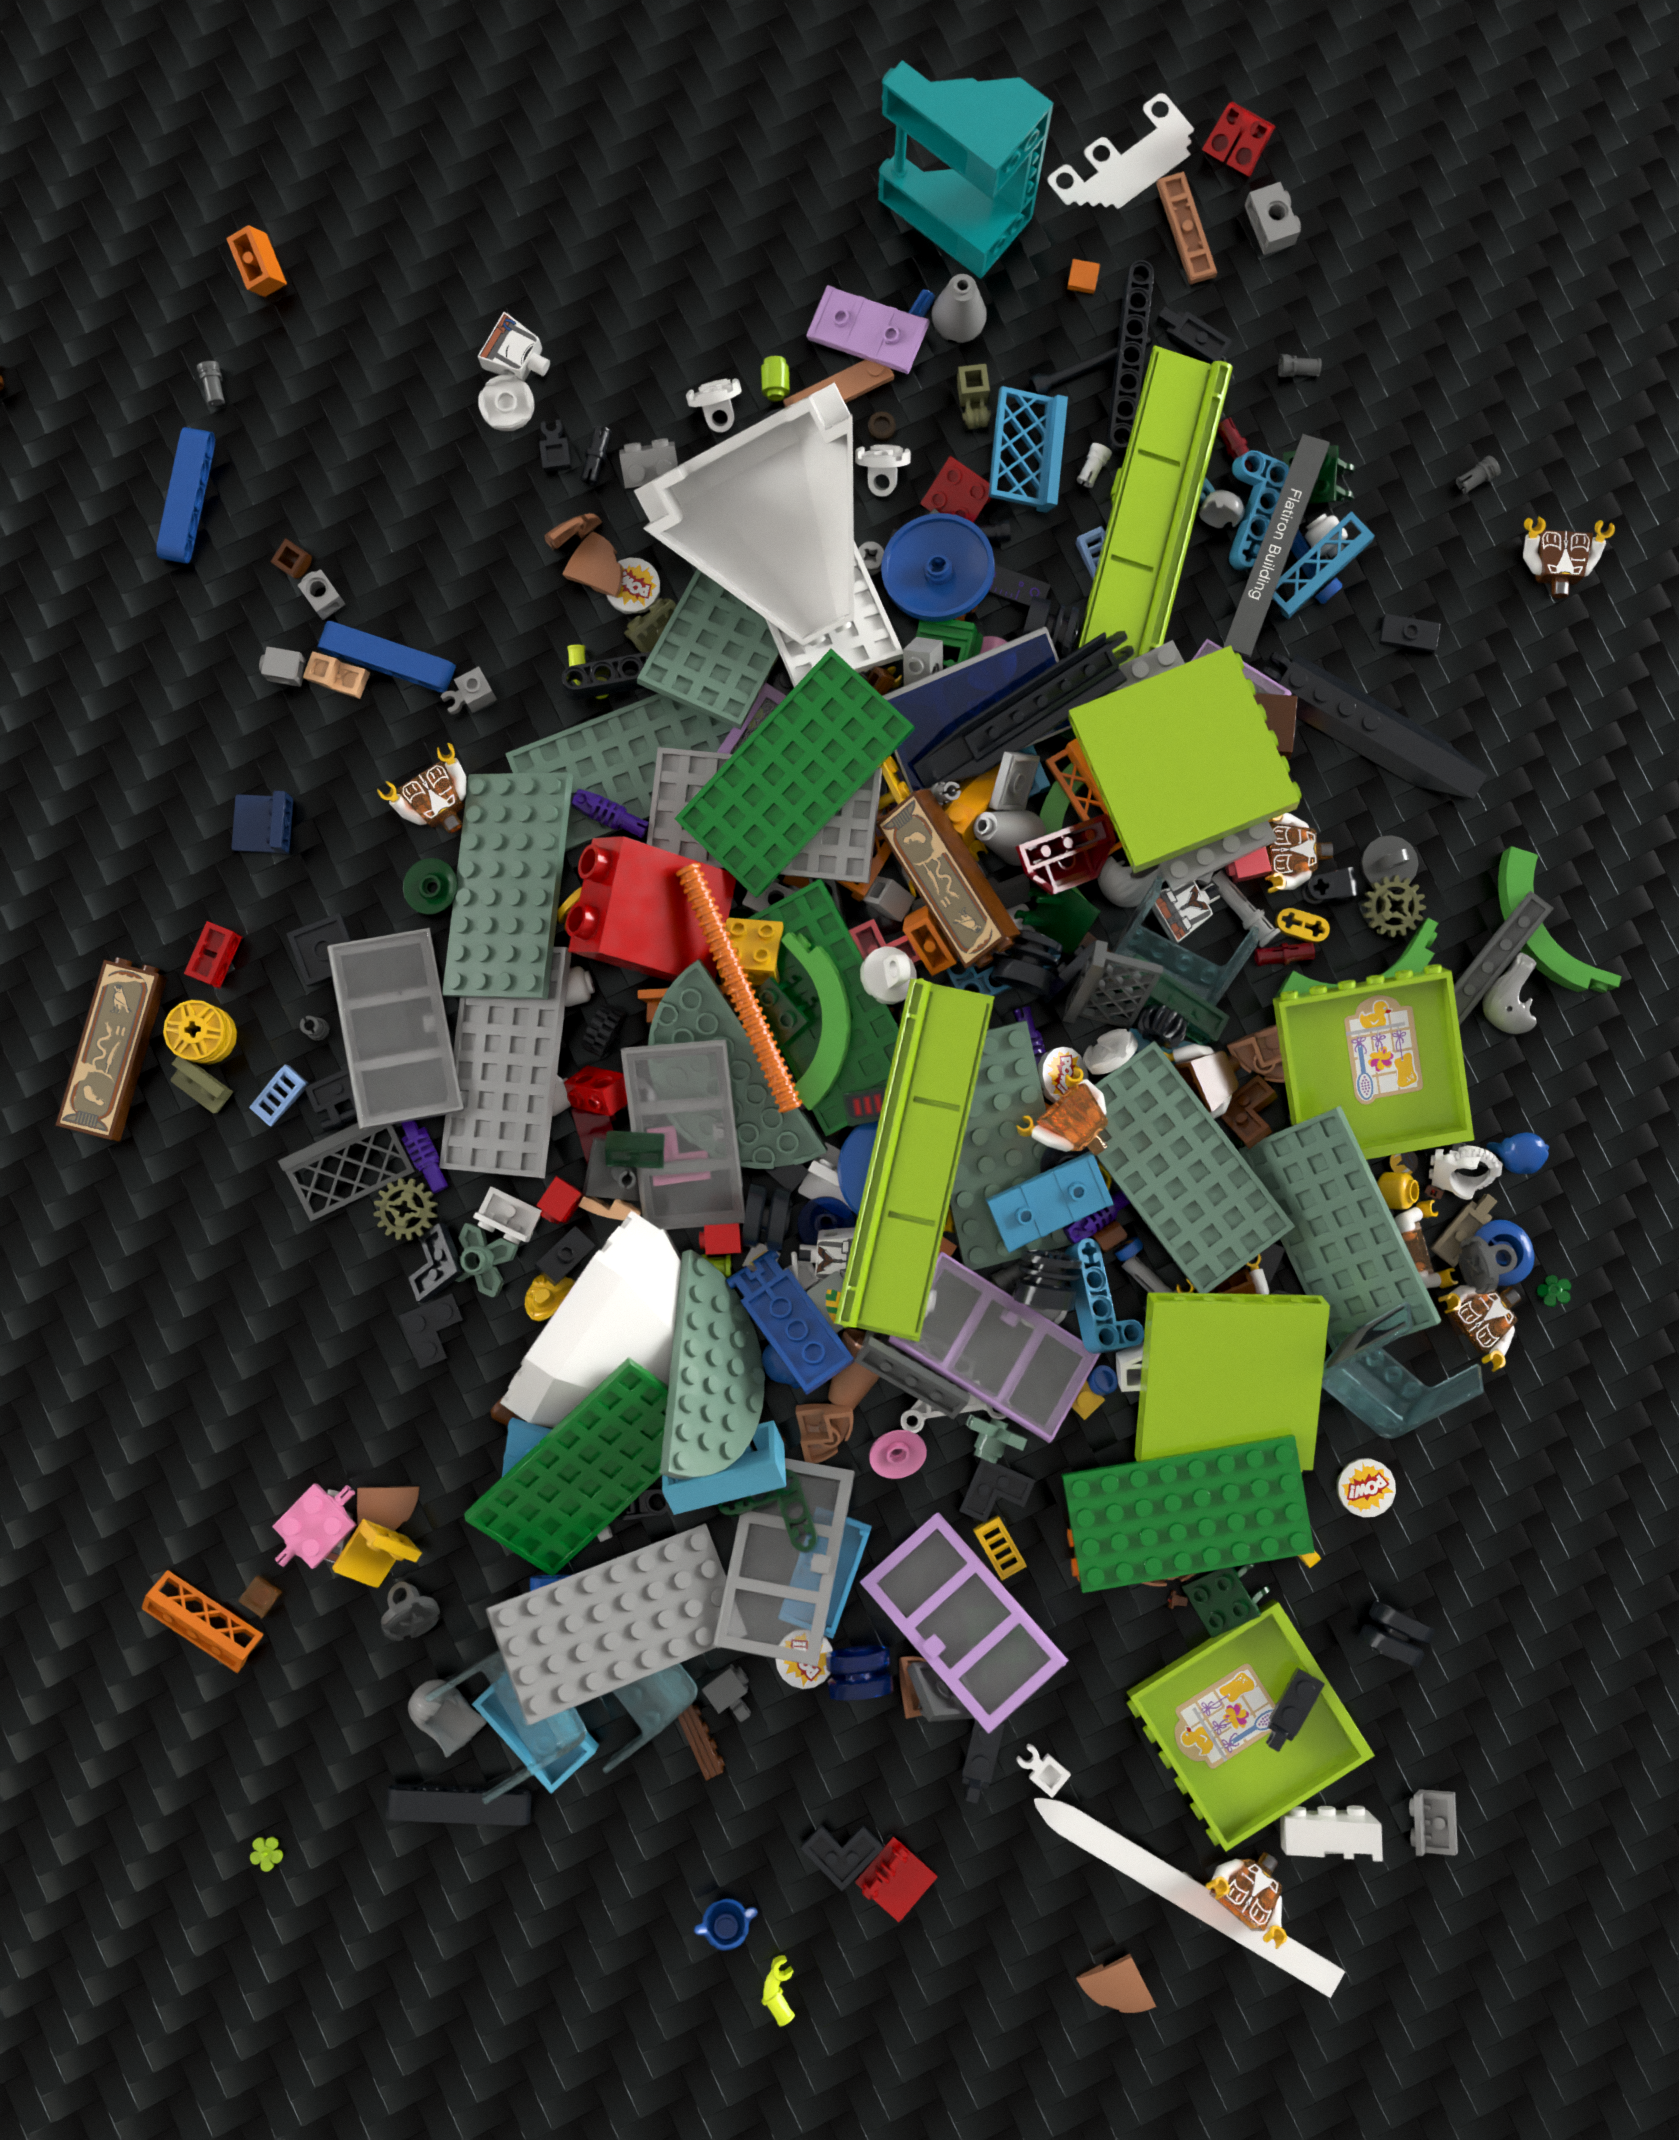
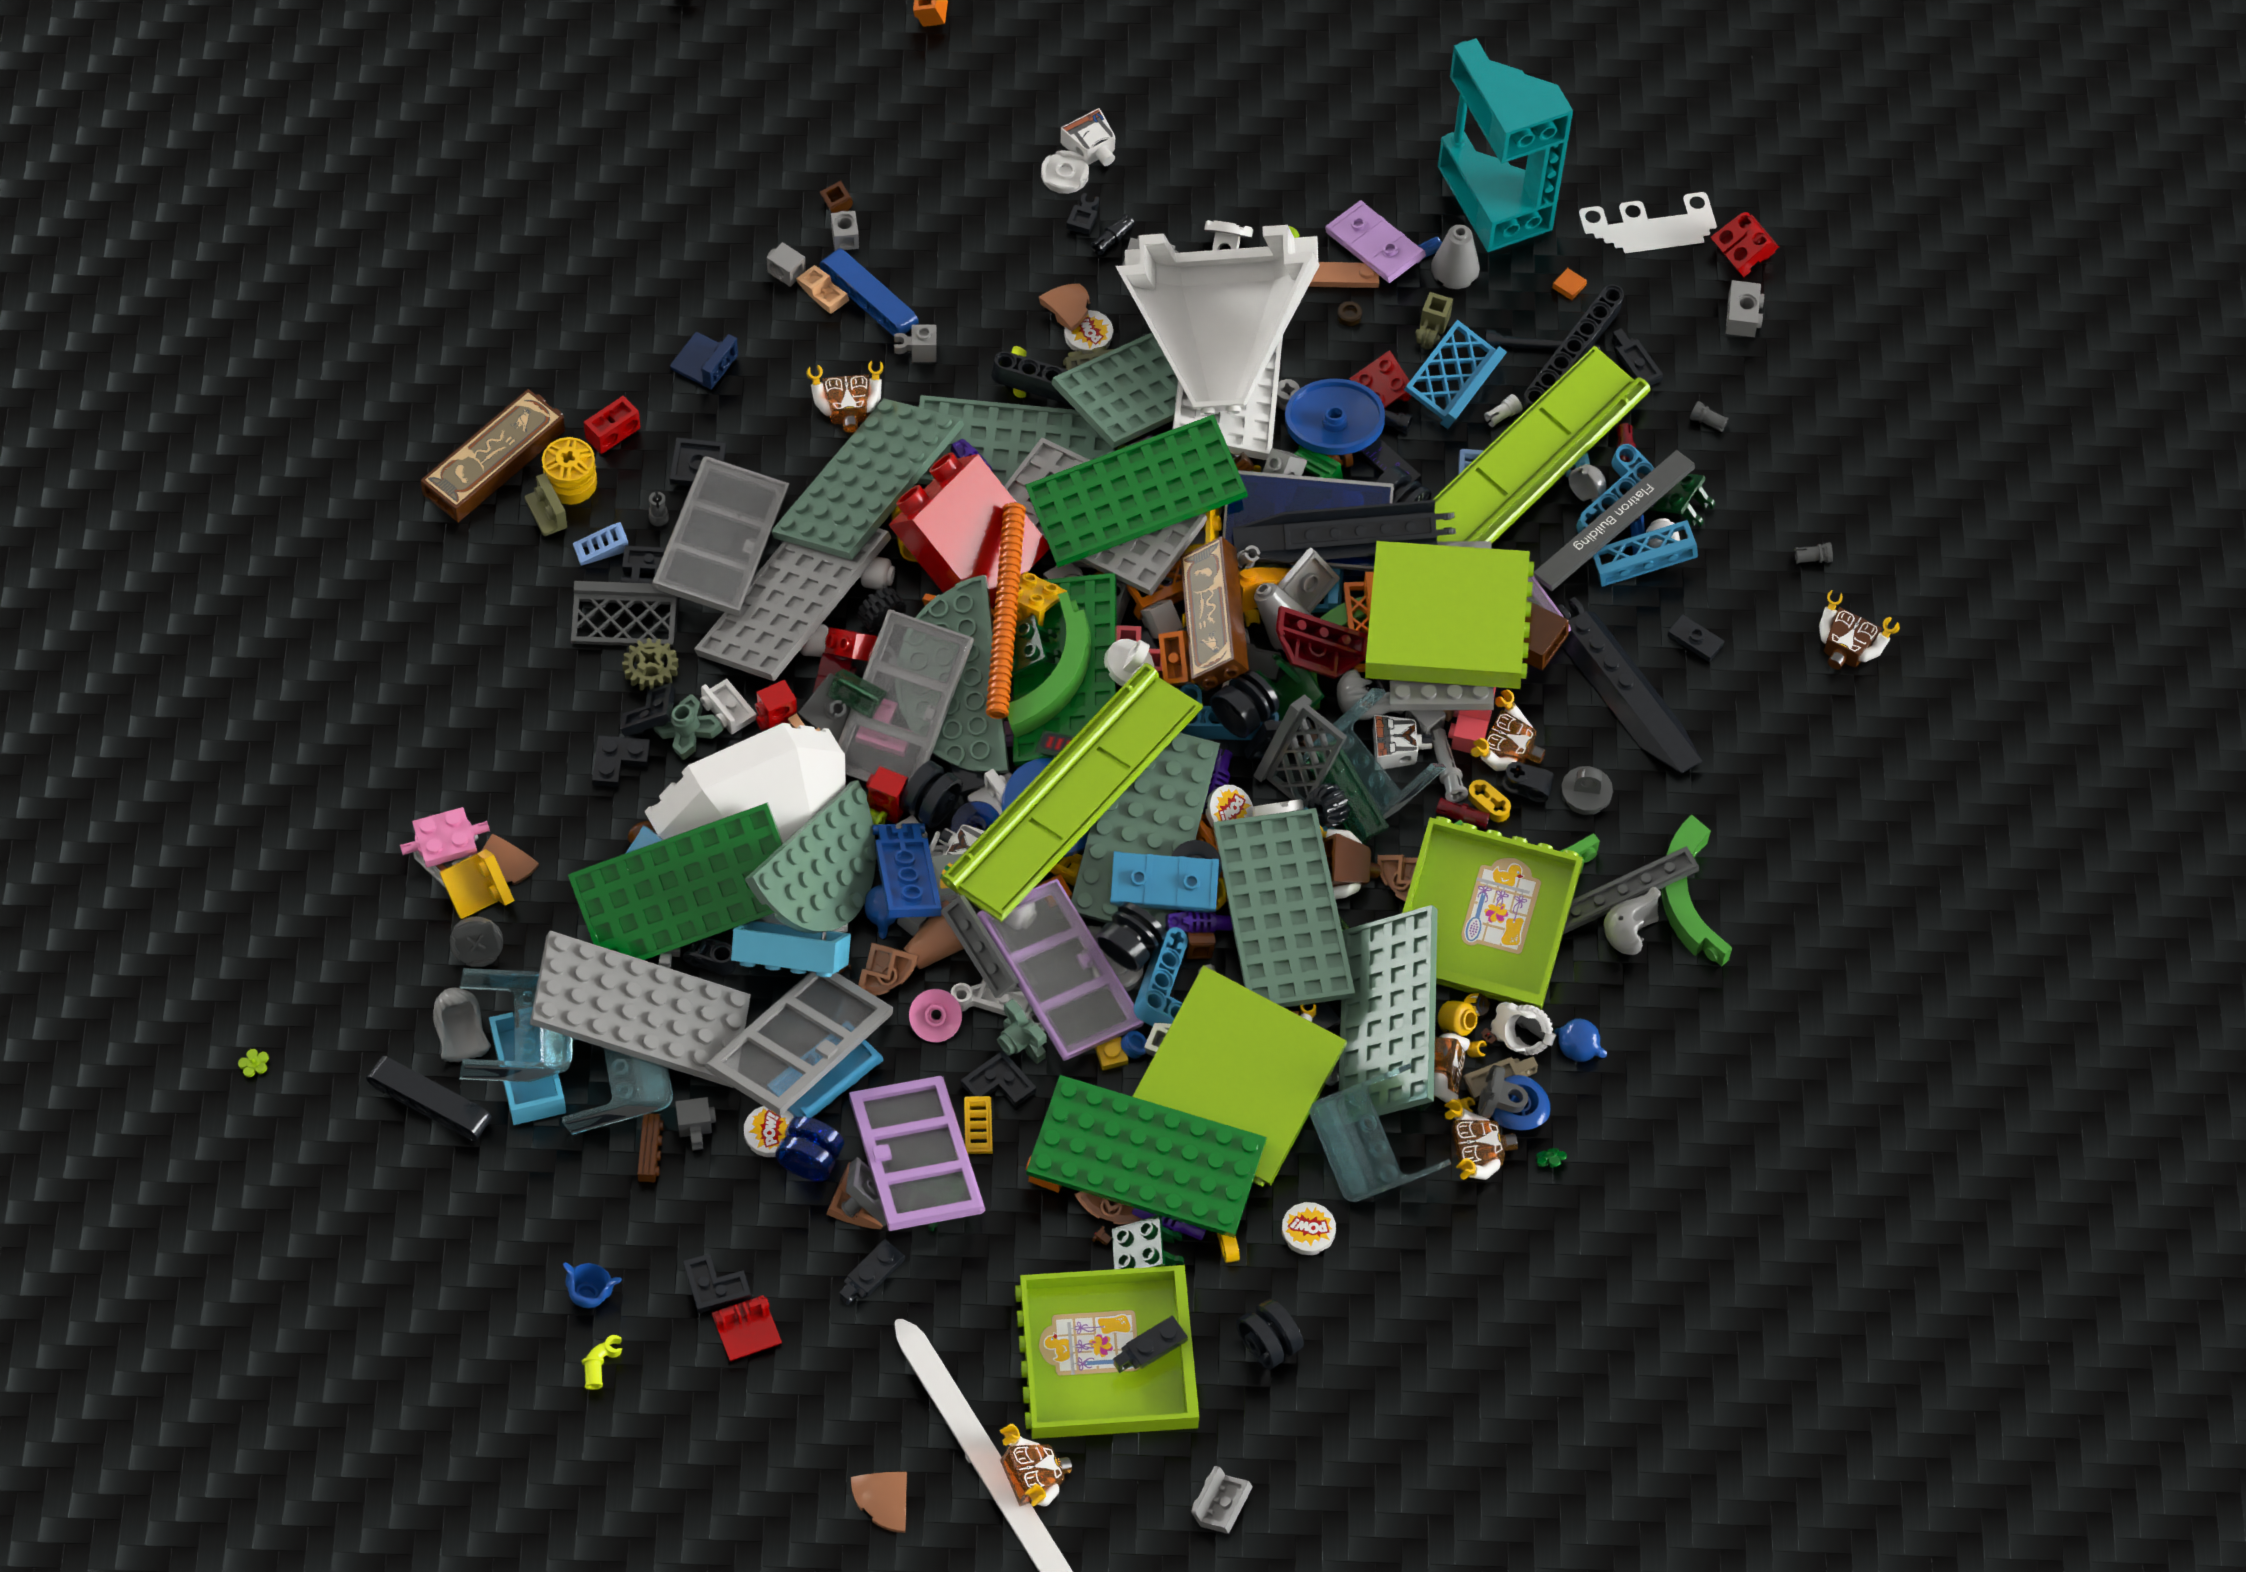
camera: 25 degrees right, 25 degrees down
(185, 495) = (782, 123): blue beam -> none
(194, 1628) = (304, 873): orange fence -> none
(210, 376) = (849, 56): dark grey pin -> none
(260, 1596) = (366, 877): clear orange plate -> none
(418, 886) = (807, 456): dark green dish -> none
(424, 1155) = (687, 635): dark purple hinge -> none
(578, 525) = (1063, 268): nougat brick -> none
(784, 1499) = (824, 996): dark green beam -> none
(882, 460) = (1333, 332): white tile -> none
(1046, 1772) = (917, 1307): white plate -> none
(1073, 1119) = (1214, 824): clear orange torso -> none
(1129, 1249) = (1212, 957): blue tile -> none
(1186, 228) = (1671, 287): nougat plate -> none
(1242, 1111) = (1362, 905): reddish brown plate -> none
(1328, 591) = (1644, 577): blue tile -> none
(1331, 1832) = (1128, 1462): white wedge -> none
(1402, 914) = (1579, 809): olive gear -> none

